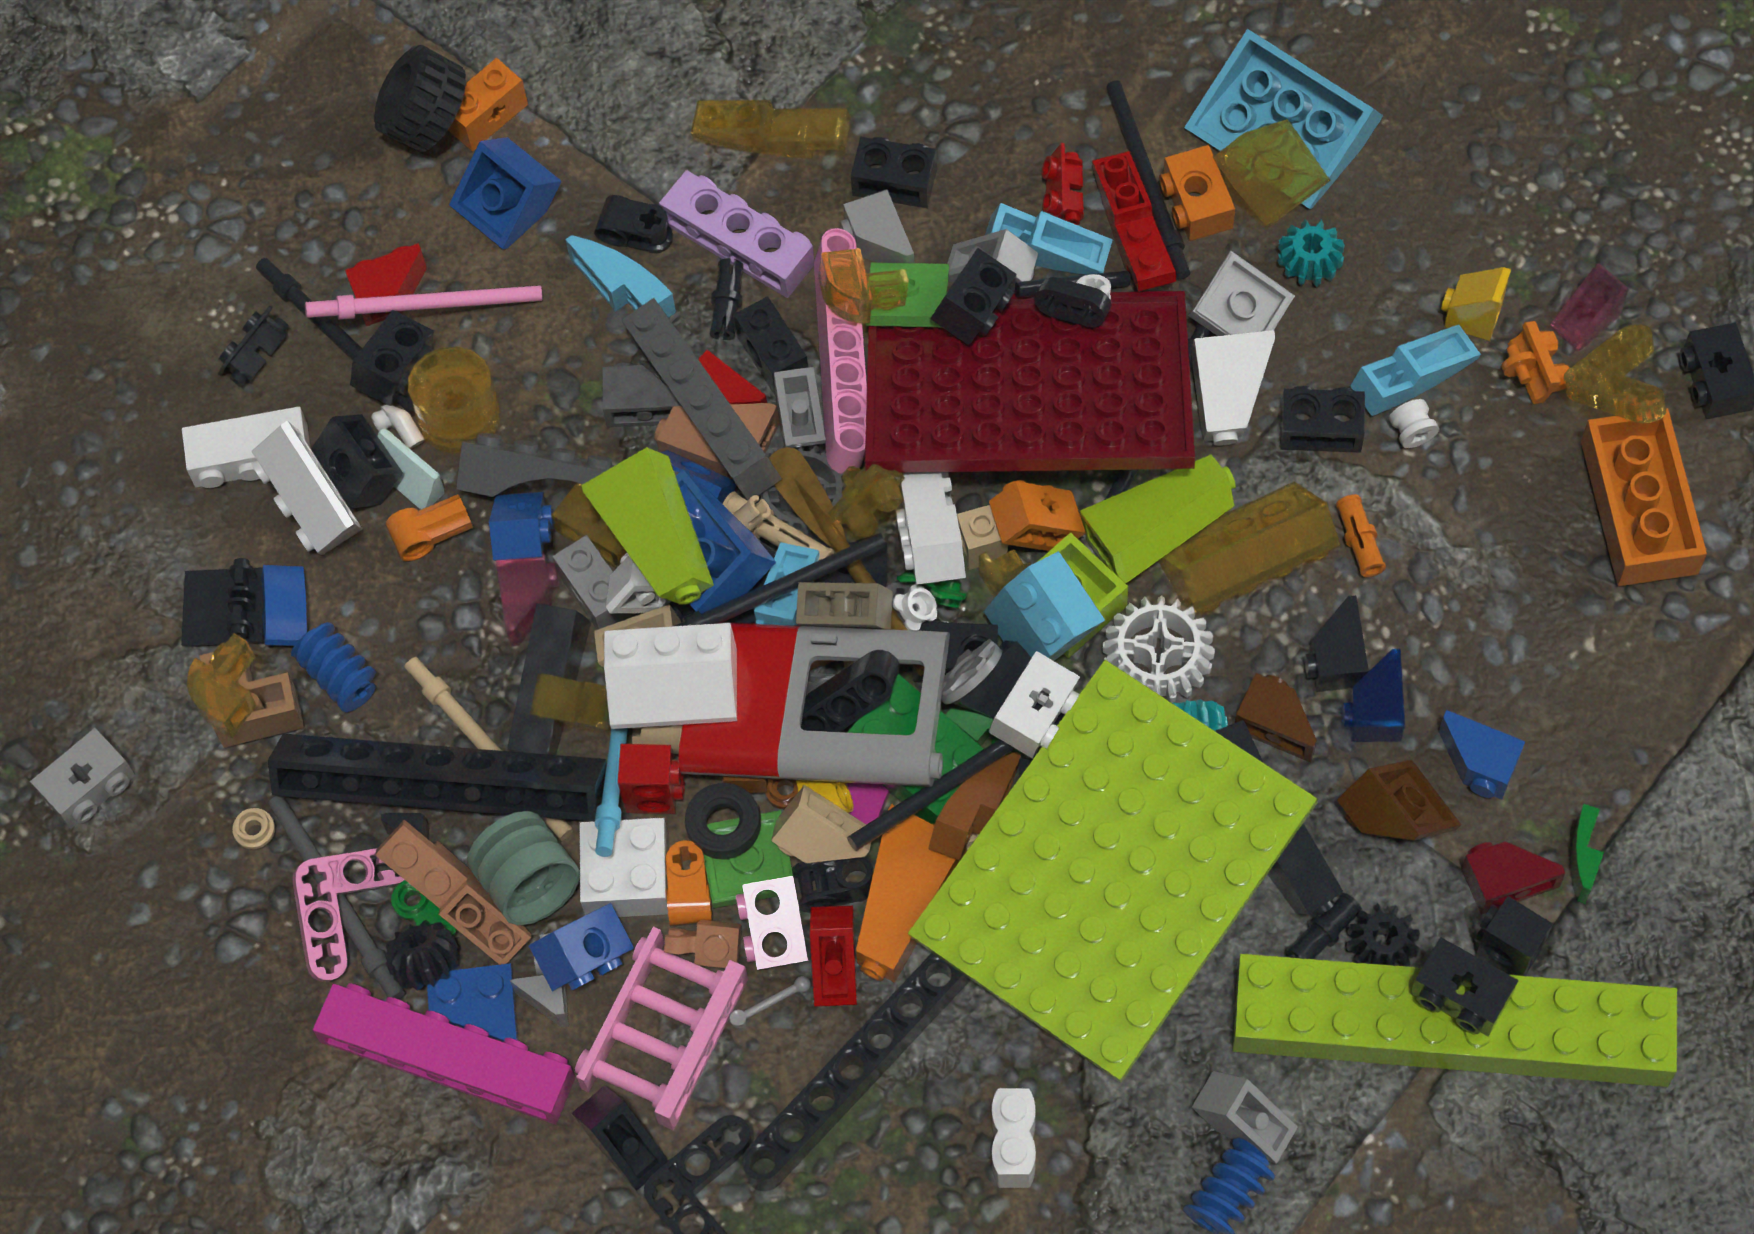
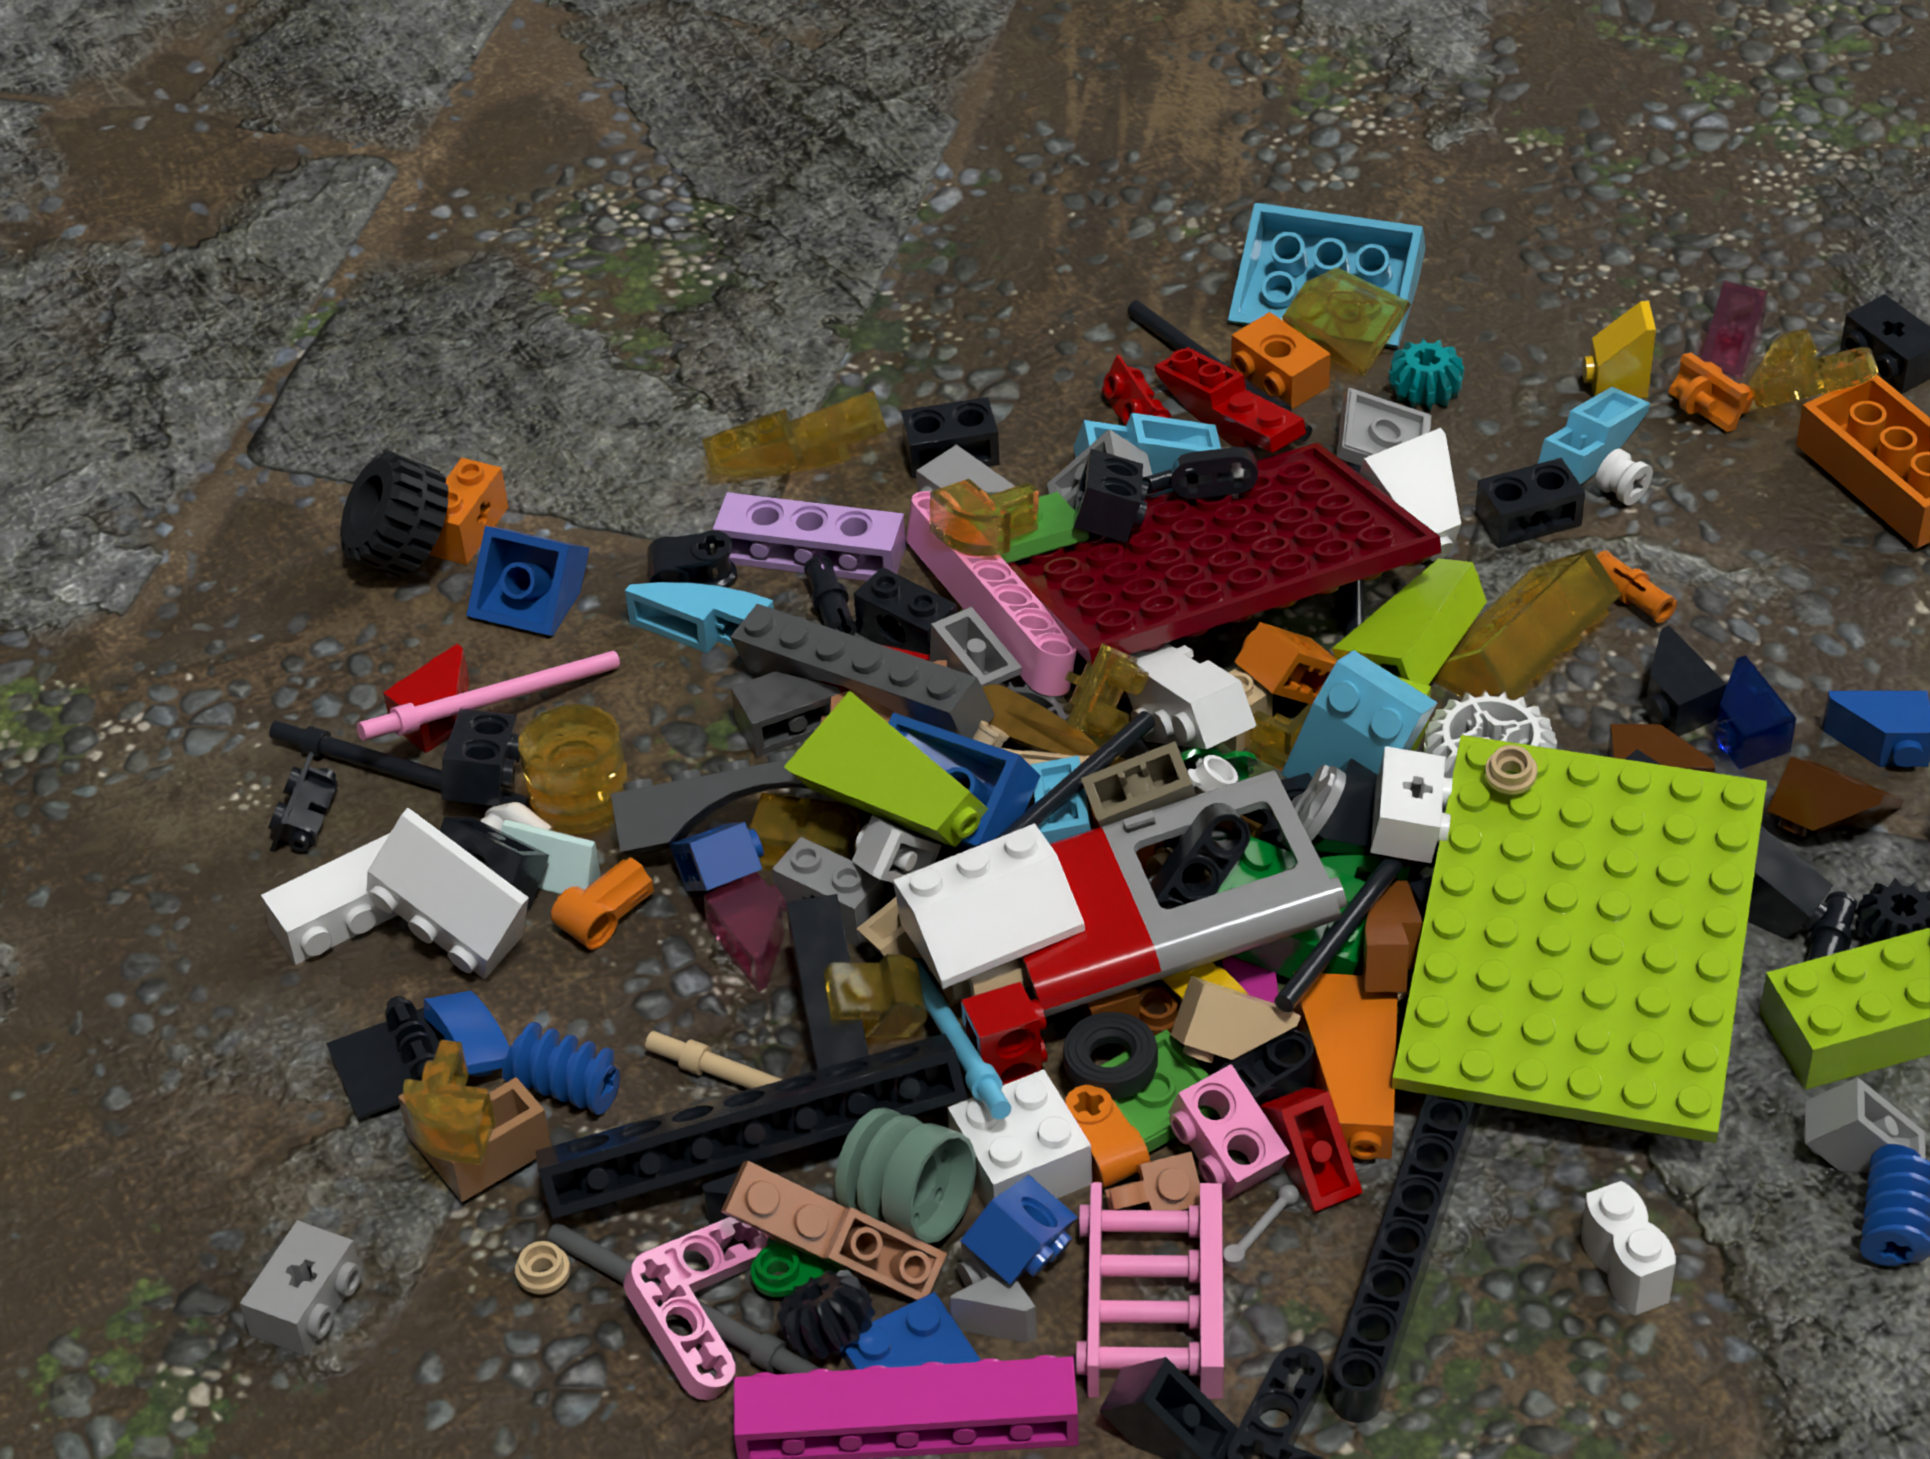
camera: 25 degrees left, 20 degrees down
(1118, 702) = (1511, 759): none -> tan plate

